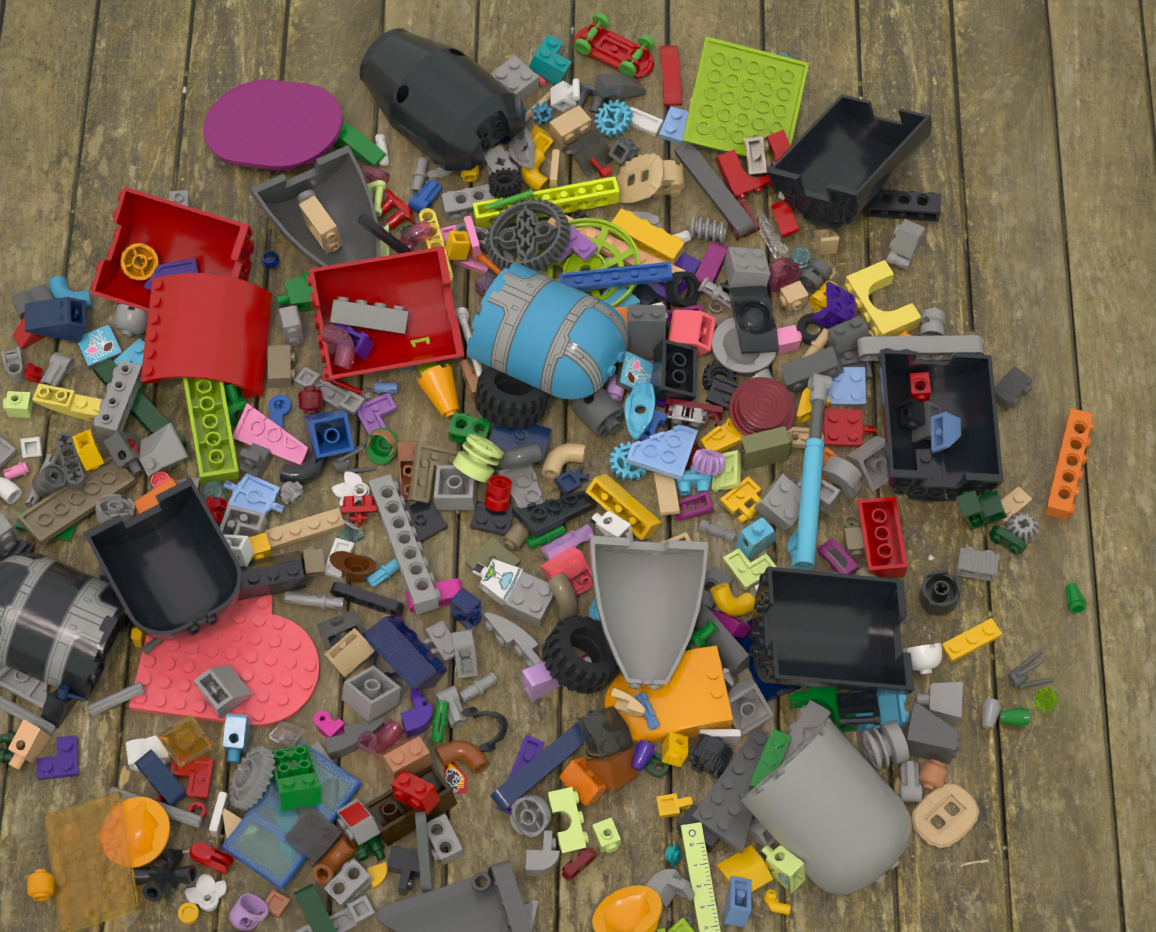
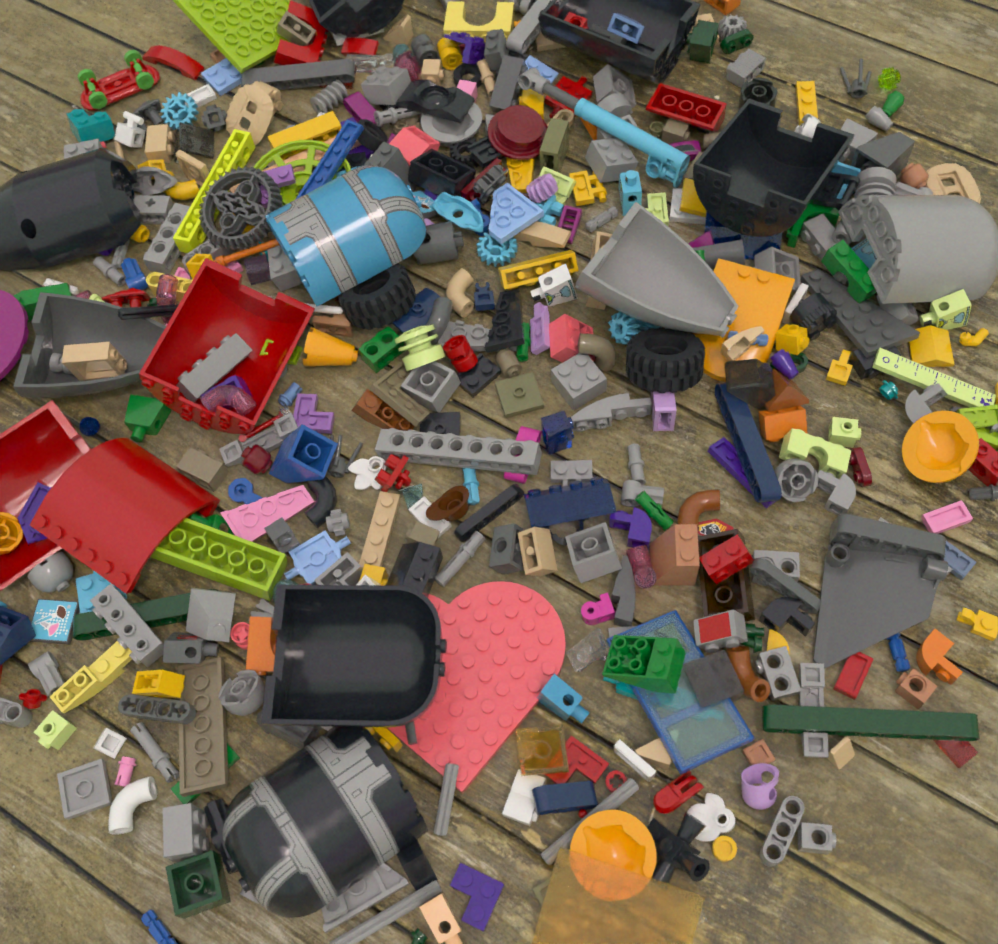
camera: 50 degrees left, 0 degrees up
(49, 480) = (163, 740): dark grey wheel -> none
(63, 693) = (409, 848): dark blue hand -> none
(222, 689) = (506, 686): light grey slope -> none
(251, 778) = (621, 705): light grey gear -> none
(291, 325) = (171, 436): light grey brick -> none
(381, 445) = (346, 421): green piece -> none
(464, 654) = (602, 454): light grey brick -> none
(472, 236) = (194, 247): bright pink tile -> none
(489, 746) = (659, 480): black helmet -> none
(497, 183) = (175, 204): black tyre -> none
(497, 579) = (544, 394): white torso -> none
(509, 200) = (194, 207): bright green piece -> none
(547, 114) = (132, 155): dark azure gear -> none
(603, 172) = (219, 142): red hand -> none
(618, 85) = (154, 92): dark grey slope -> none
(730, 604) = (683, 228): yellow cylinder -> none
(738, 902) = (963, 362): medium blue slope -> none
(1075, 600) = (812, 26): green cone -> none

